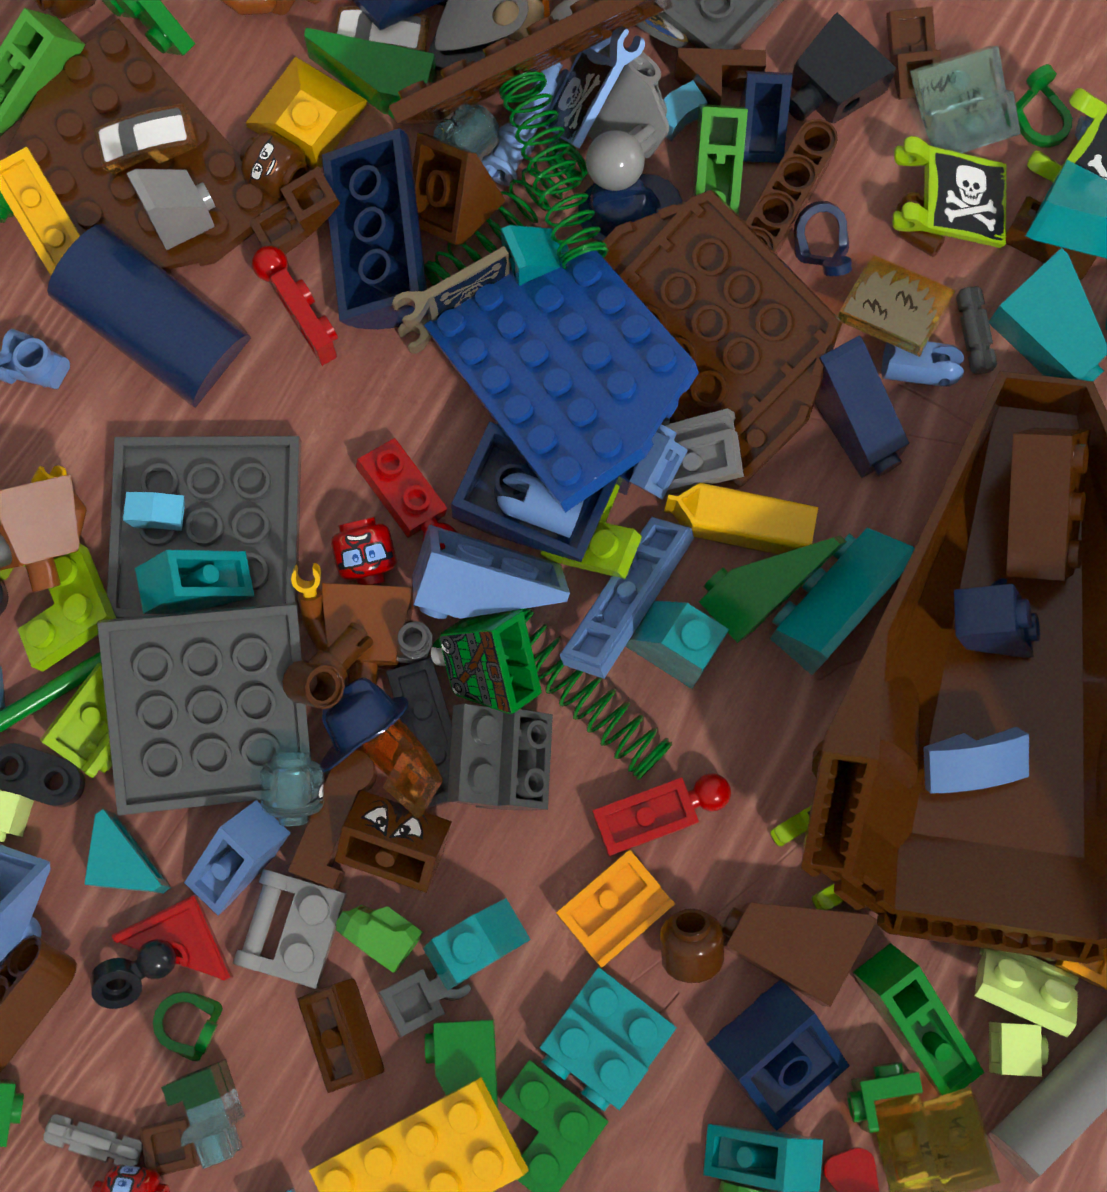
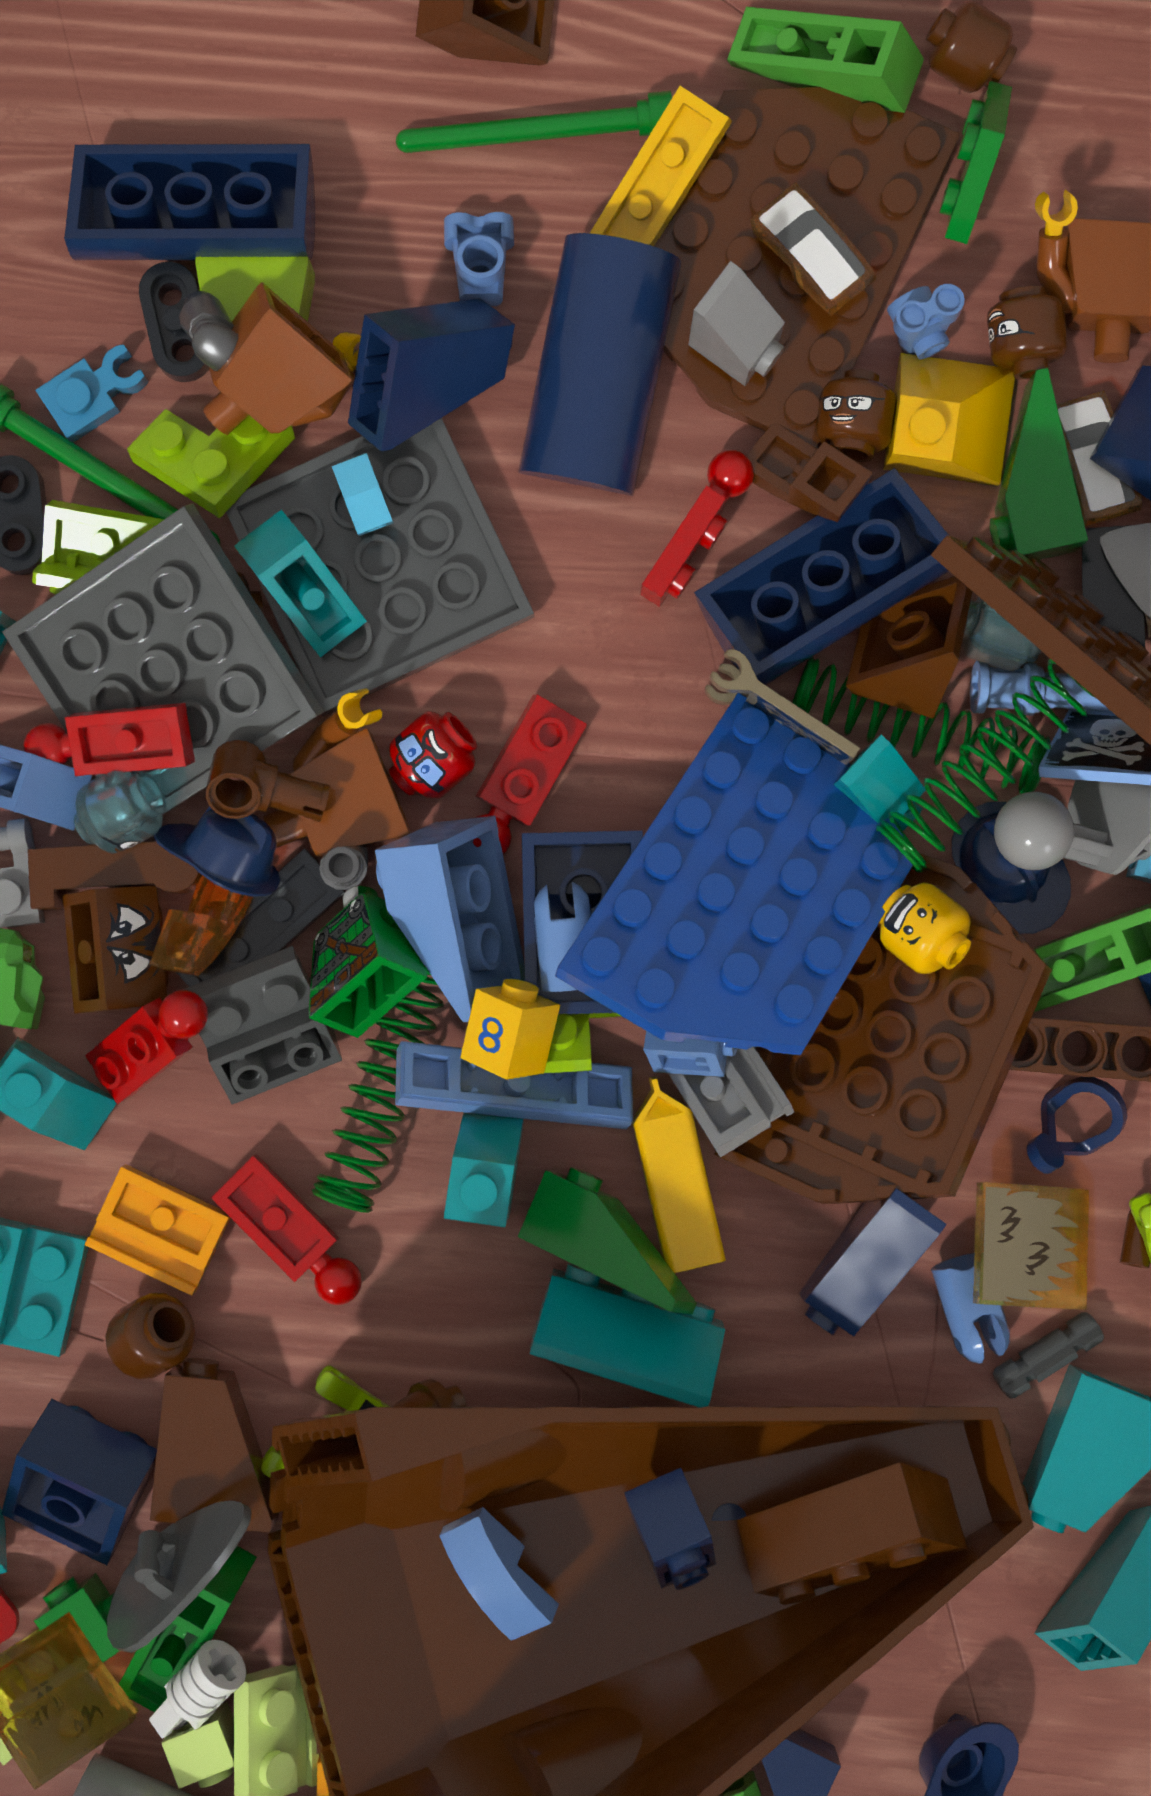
camera: 75 degrees right, 10 degrees up
(87, 427) = (424, 366): none -> dark blue slope
(231, 94) = (924, 318): none -> medium blue plate
(240, 761) = (117, 739): none -> red plate
(273, 33) = (1026, 330): none -> reddish brown head
(474, 845) = (148, 1043): none -> red plate
(587, 569) = (510, 1030): none -> yellow brick
(648, 261) = (925, 928): none -> yellow head
(877, 998) = (172, 1572): none -> dark grey shield
(972, 1024) = (200, 1687): none -> white hinge

